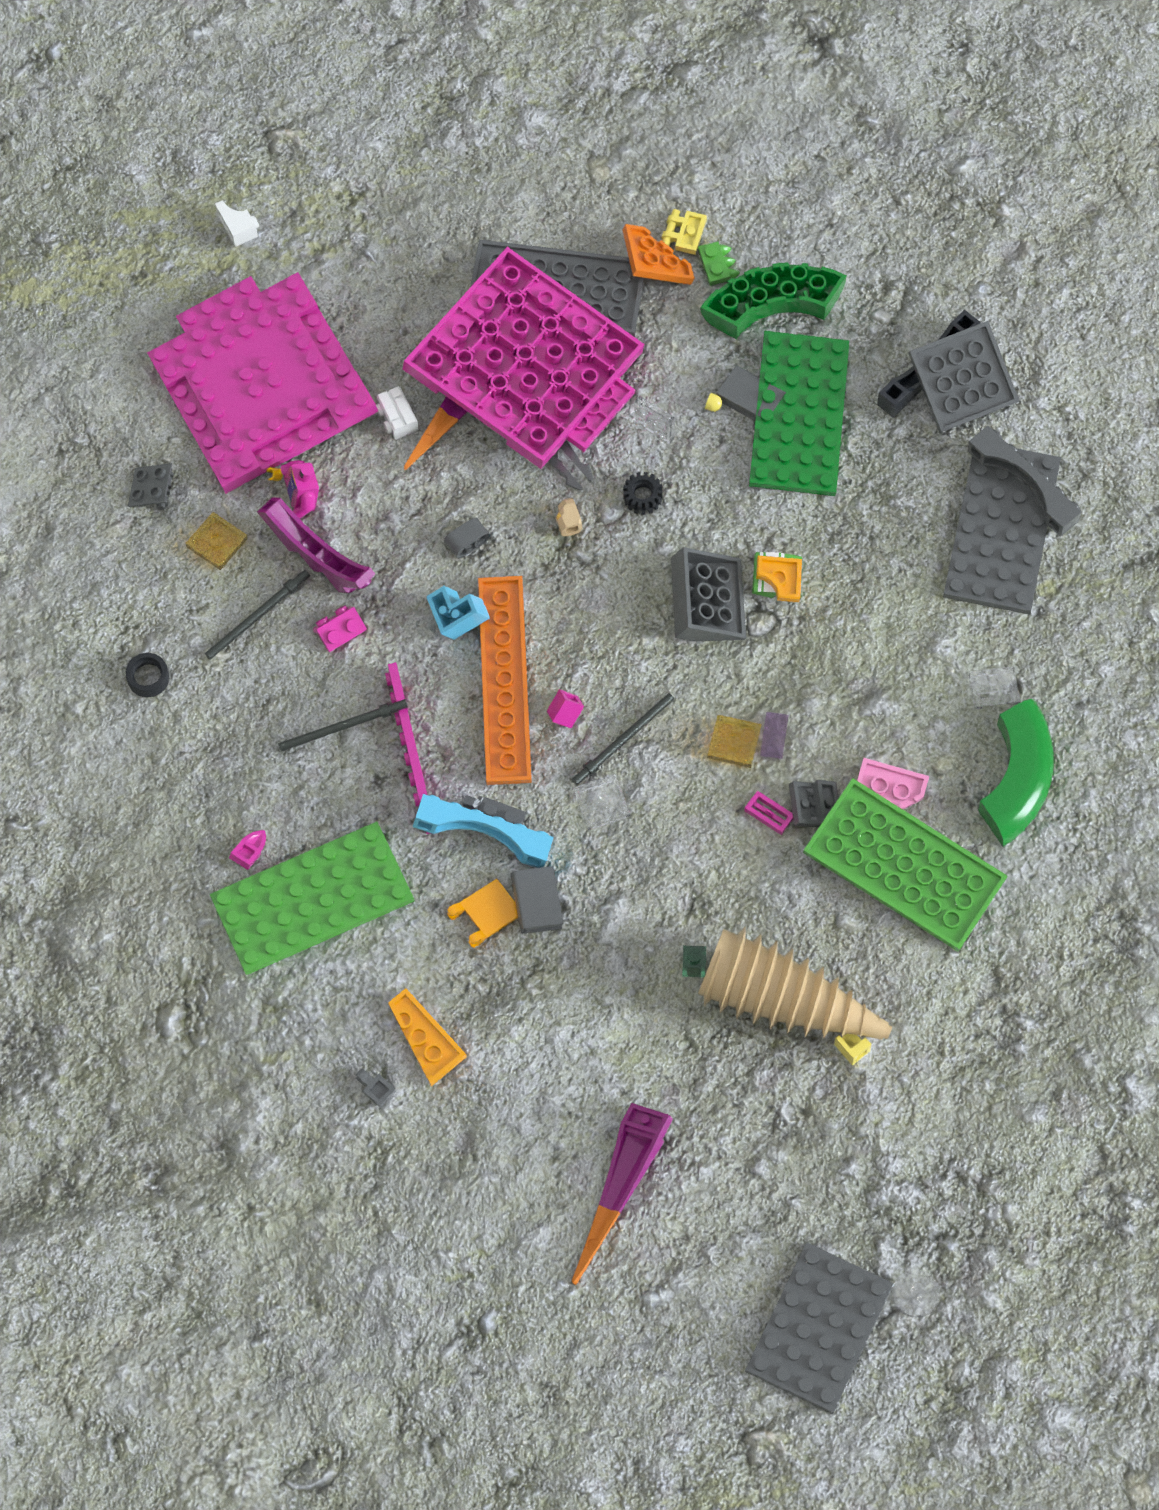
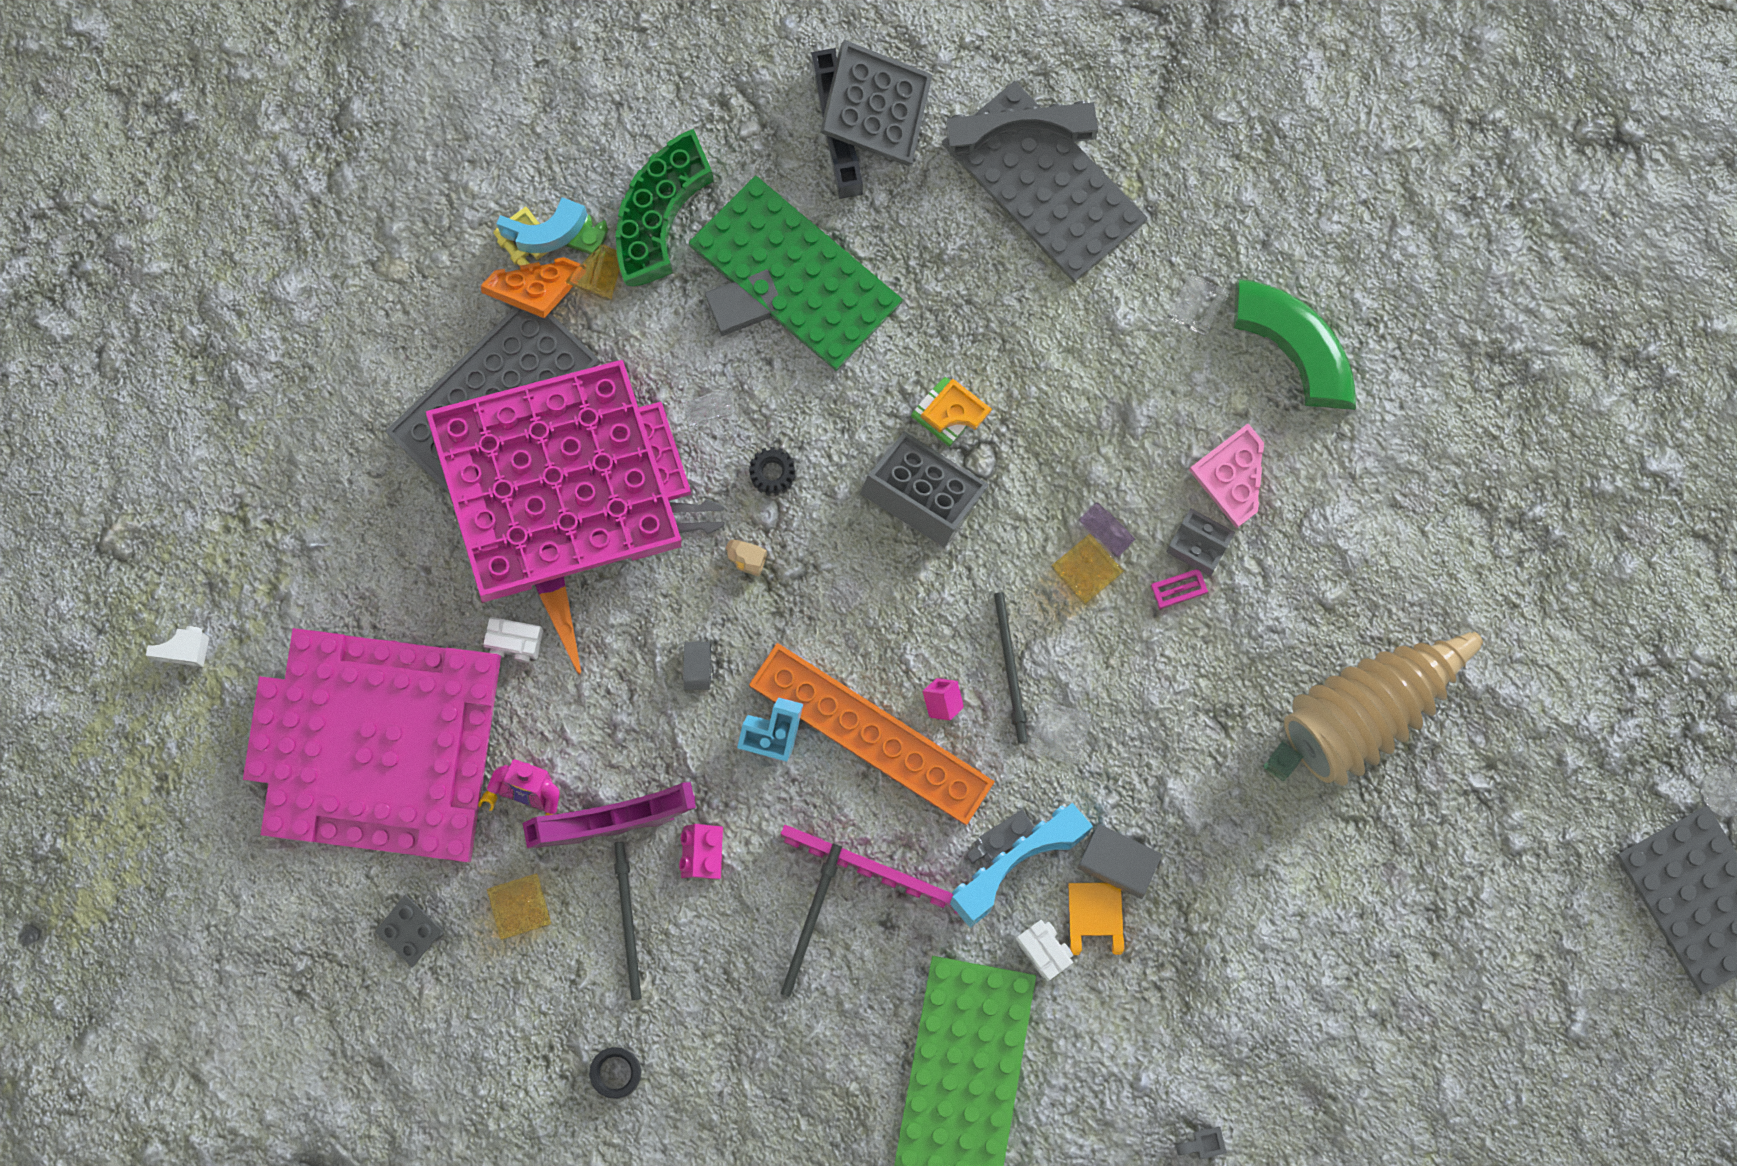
camera: 55 degrees left, 10 degrees up
(249, 849) = (873, 1098): dark pink plate -> none
(428, 1040) = (1188, 1061): light orange wing -> none
(434, 891) = (1044, 950): none -> white brick
(634, 1151) = (1430, 944): magenta plate -> none
(693, 289) = (597, 273): none -> clear yellow wing
(699, 242) = (549, 235): none -> medium azure arch
(713, 403) = (726, 341): light yellow hinge -> none
(852, 1047) = (1466, 680): light yellow panel -> none
(905, 864) = (1319, 507): bright green plate -> none

